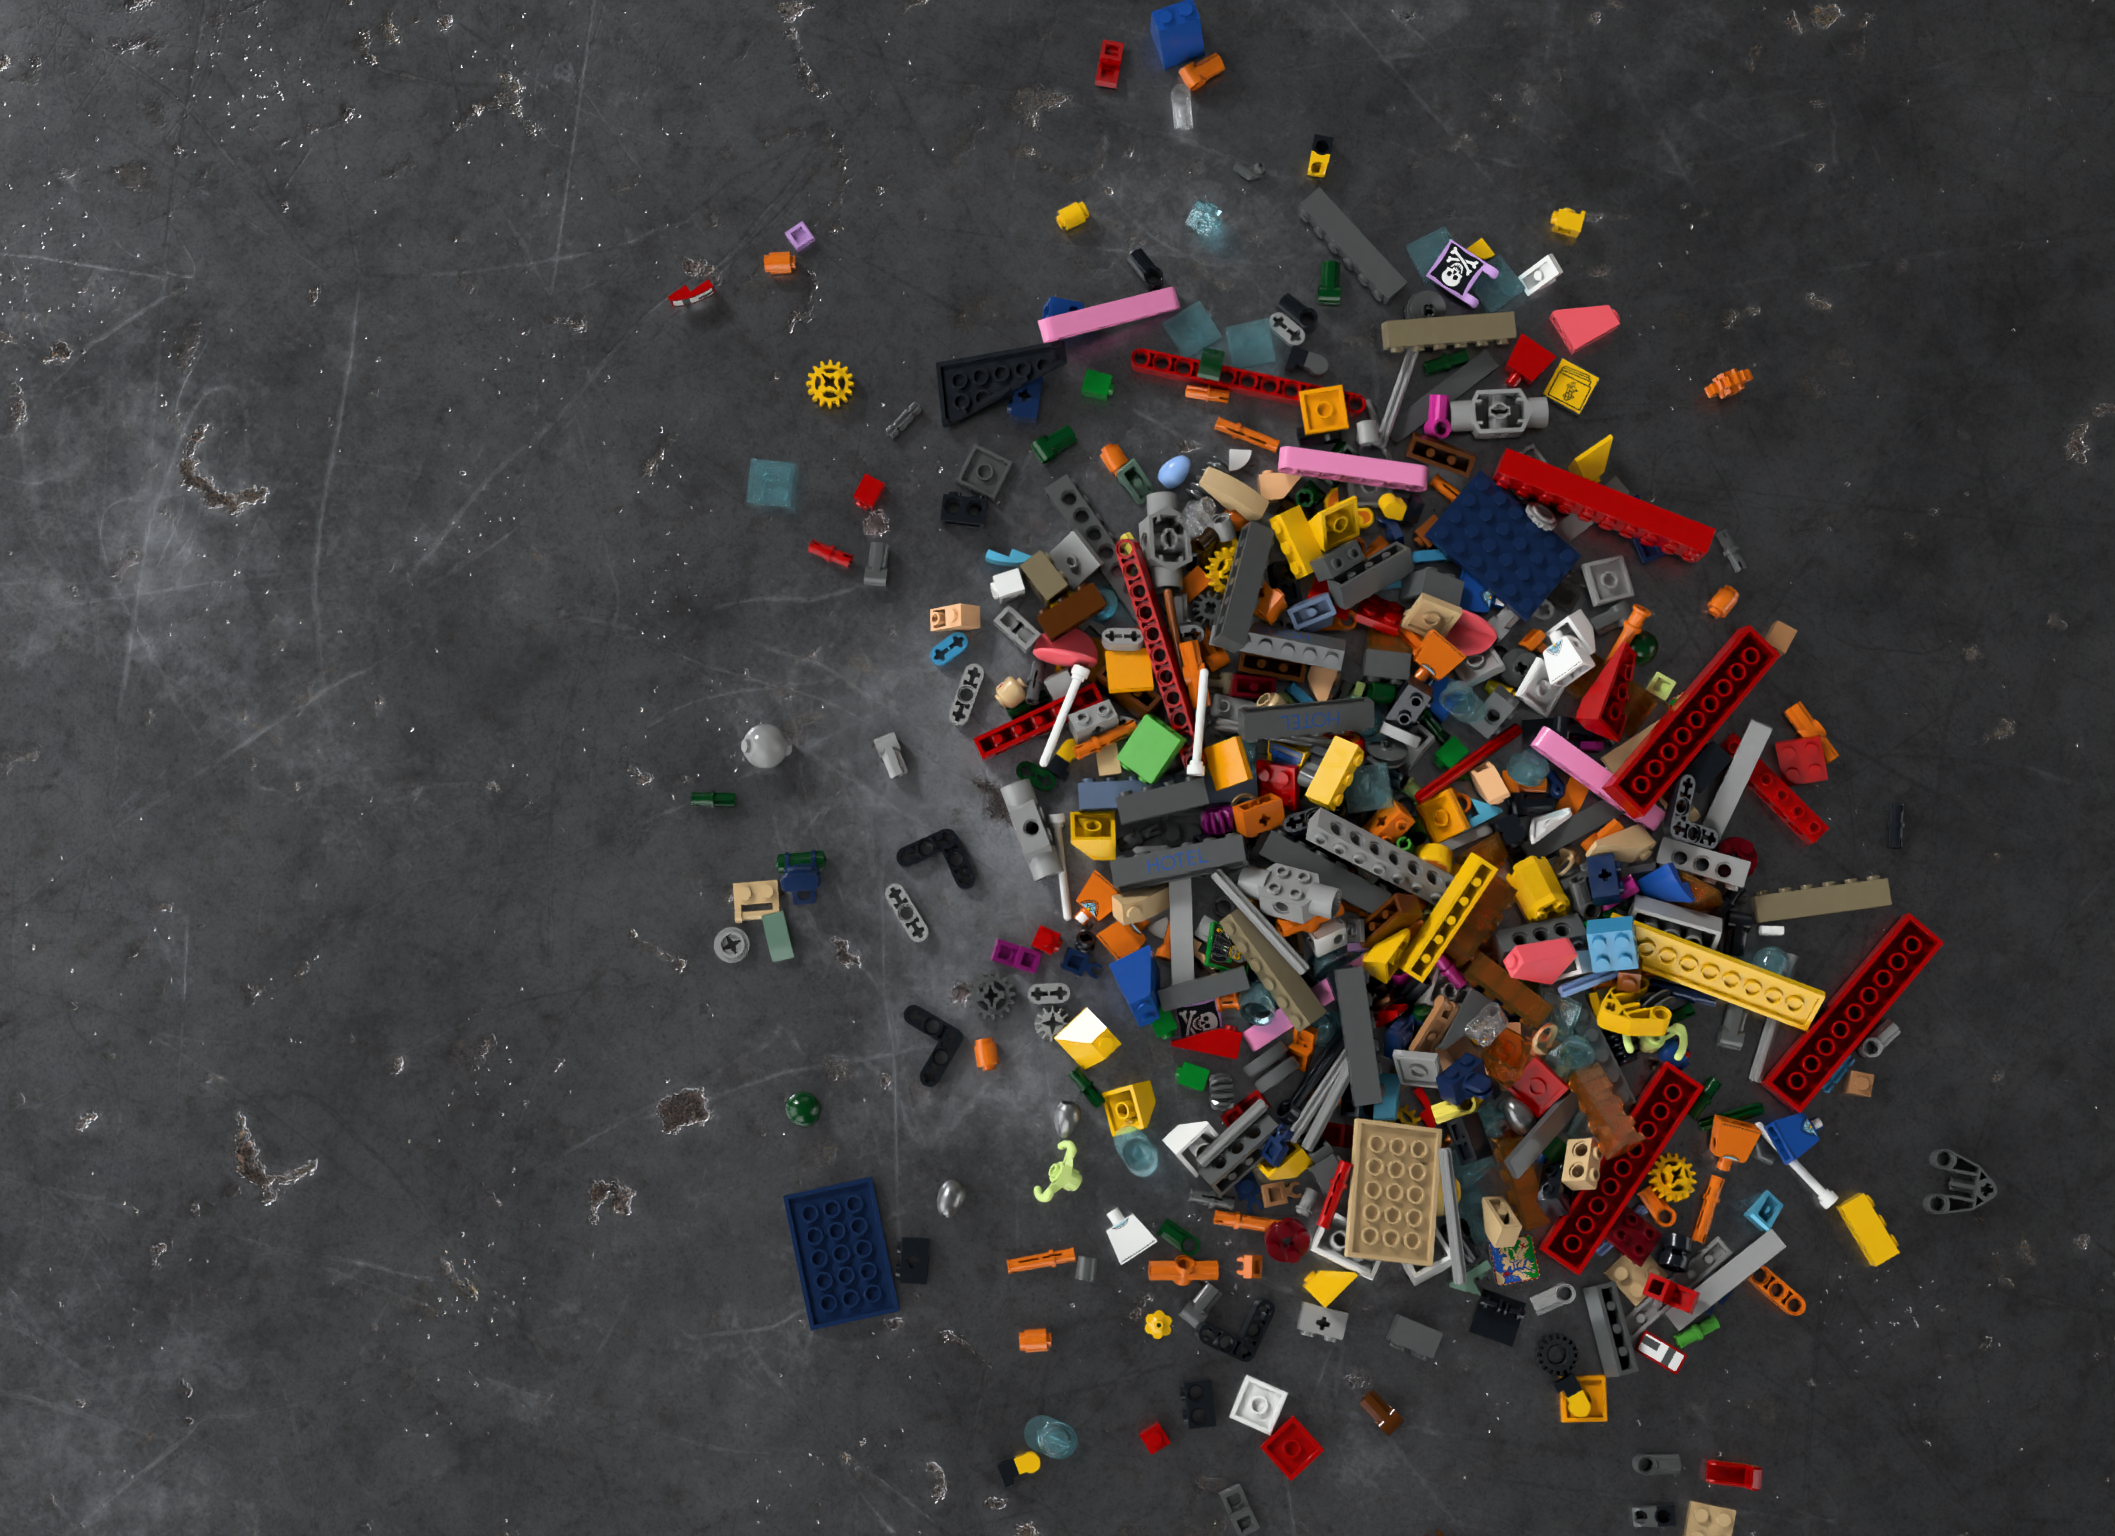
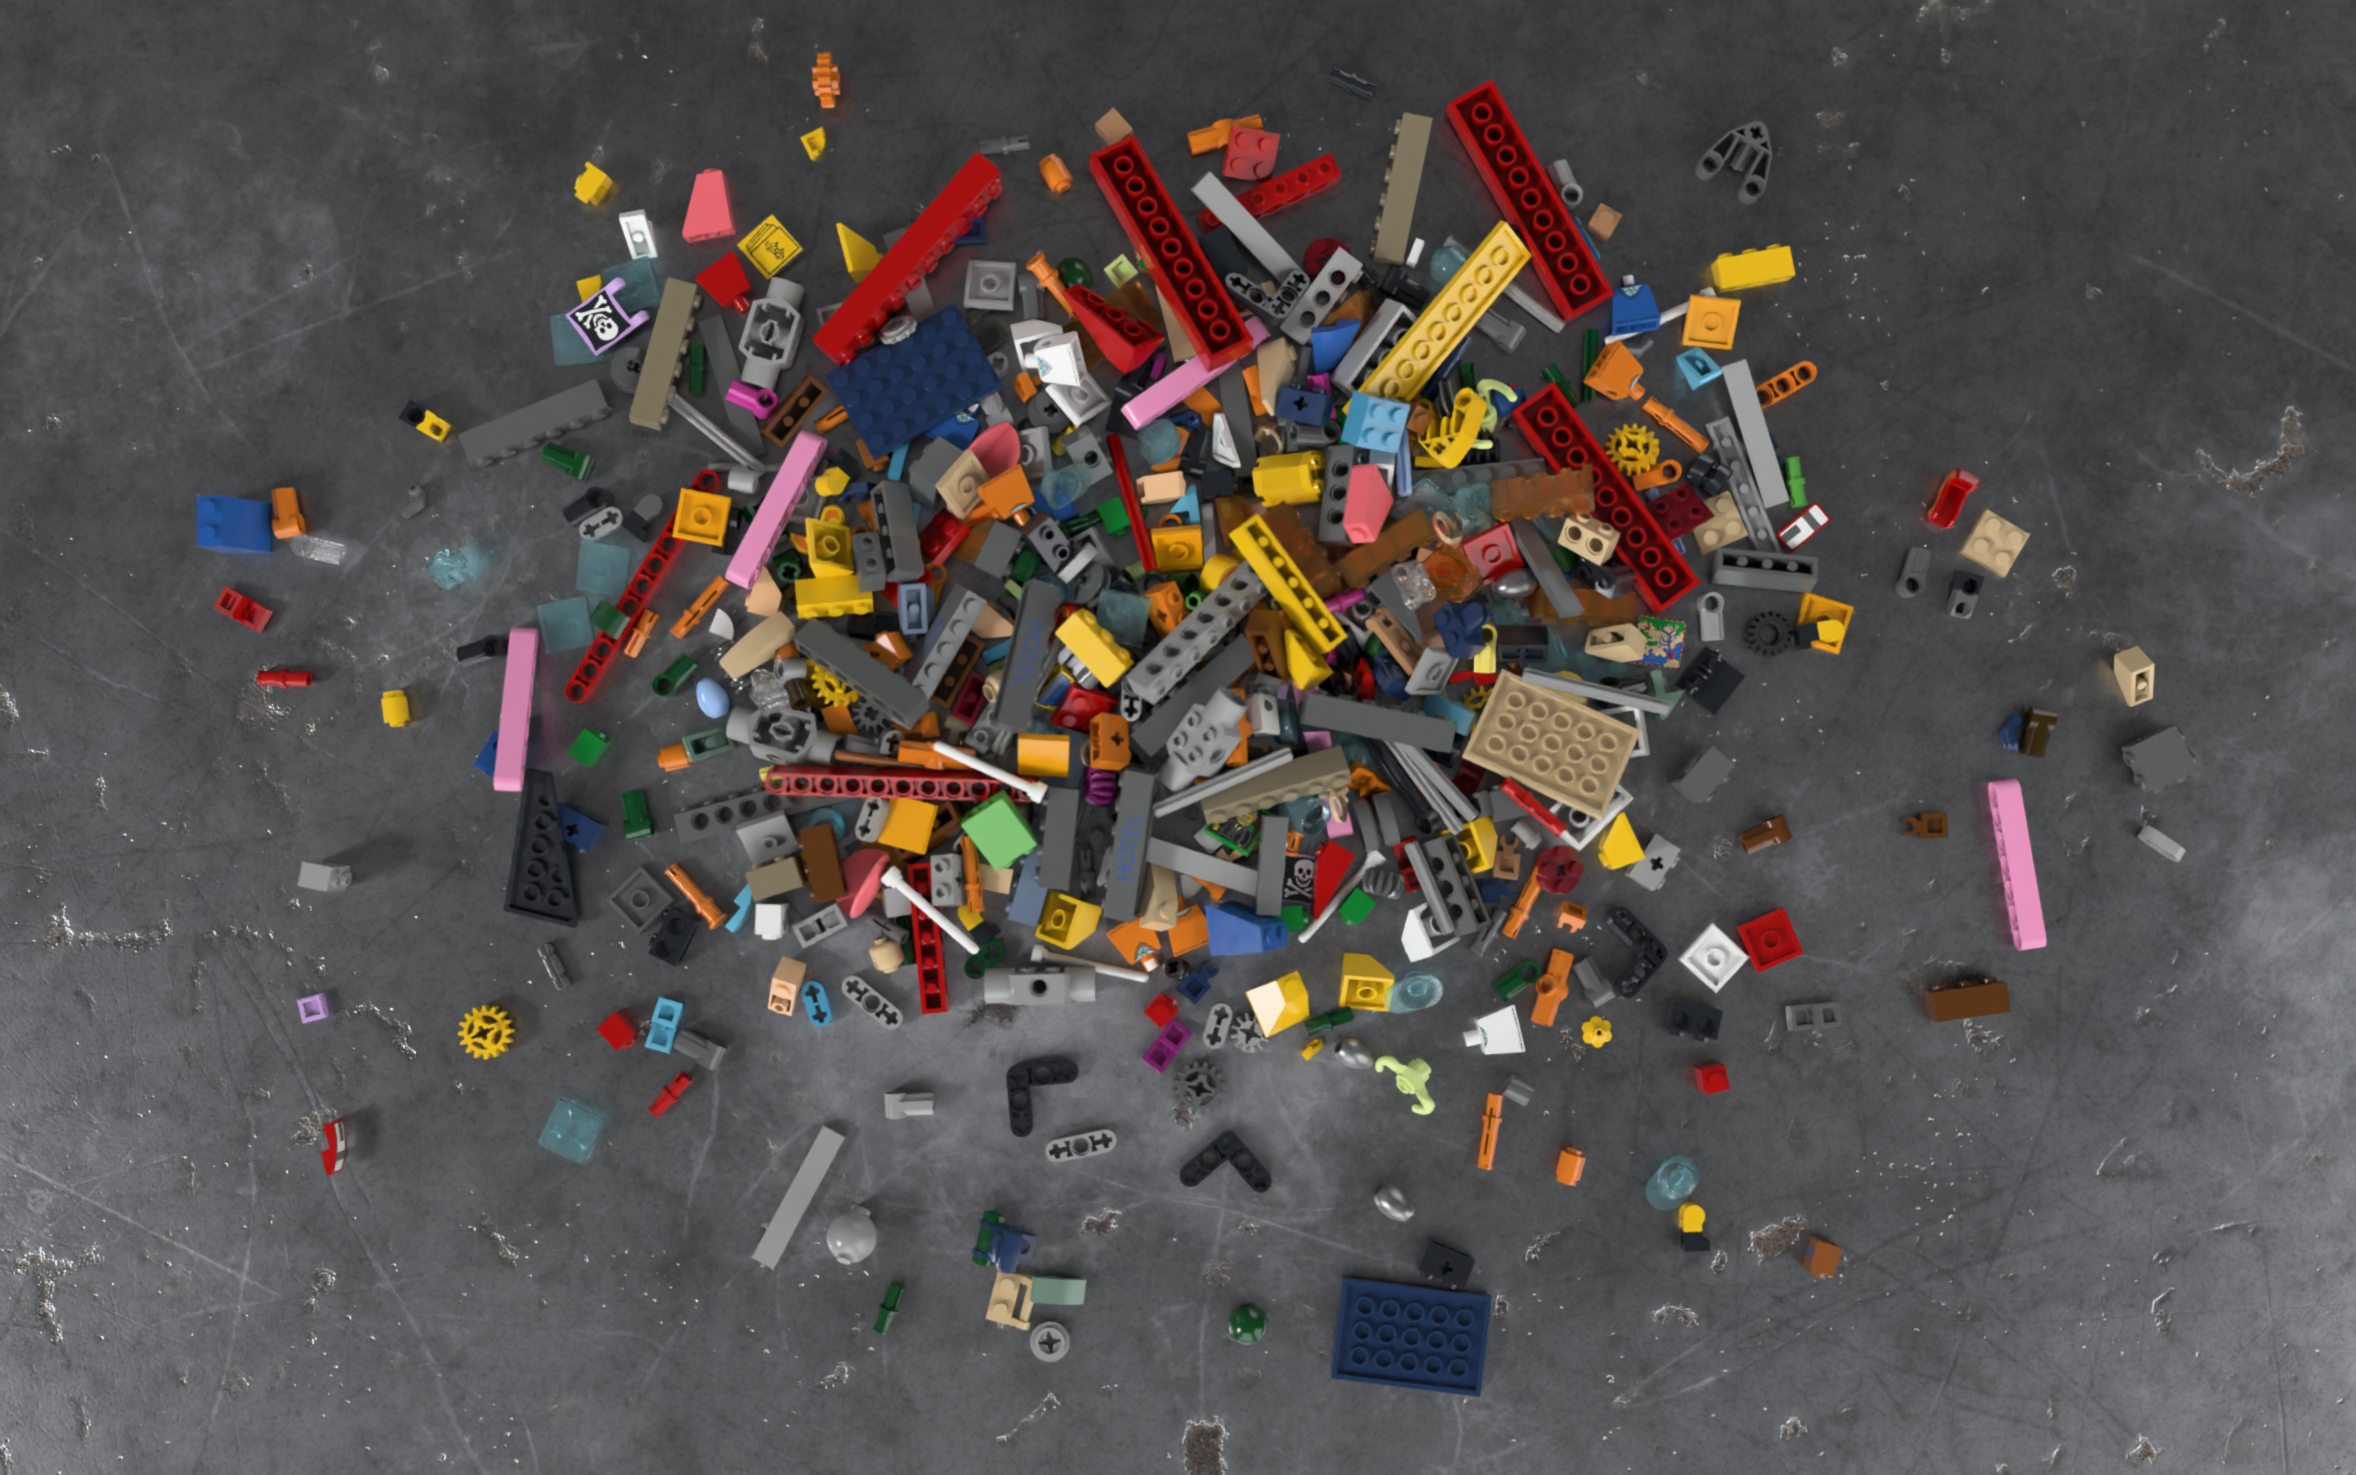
camera: 70 degrees left, 5 degrees up
(779, 262) = (333, 1040): orange brick -> none
(781, 690) = (798, 1196): none -> light grey tile
(886, 528) = (664, 1025): none -> medium azure slope
(914, 208) = (324, 876): none -> light grey brick
(986, 1053) = (1257, 1113): orange brick -> none
(999, 525) = (703, 904): none -> orange pin
(1058, 1081) = (1312, 1048): none -> yellow tile
(1064, 117) = (284, 678): none -> red pin
(1184, 435) = (677, 674): none -> dark green piece
(1237, 1076) = (1372, 860): none -> white piece
(1276, 1147) = (1462, 849): dark blue plate -> none
(1284, 1026) = (1339, 795): none -> tan piece
(1671, 1293) = (1751, 494): red brick -> none
(1672, 392) = (814, 142): none -> yellow tile
(1808, 1208) = (1711, 322): none -> light orange tile

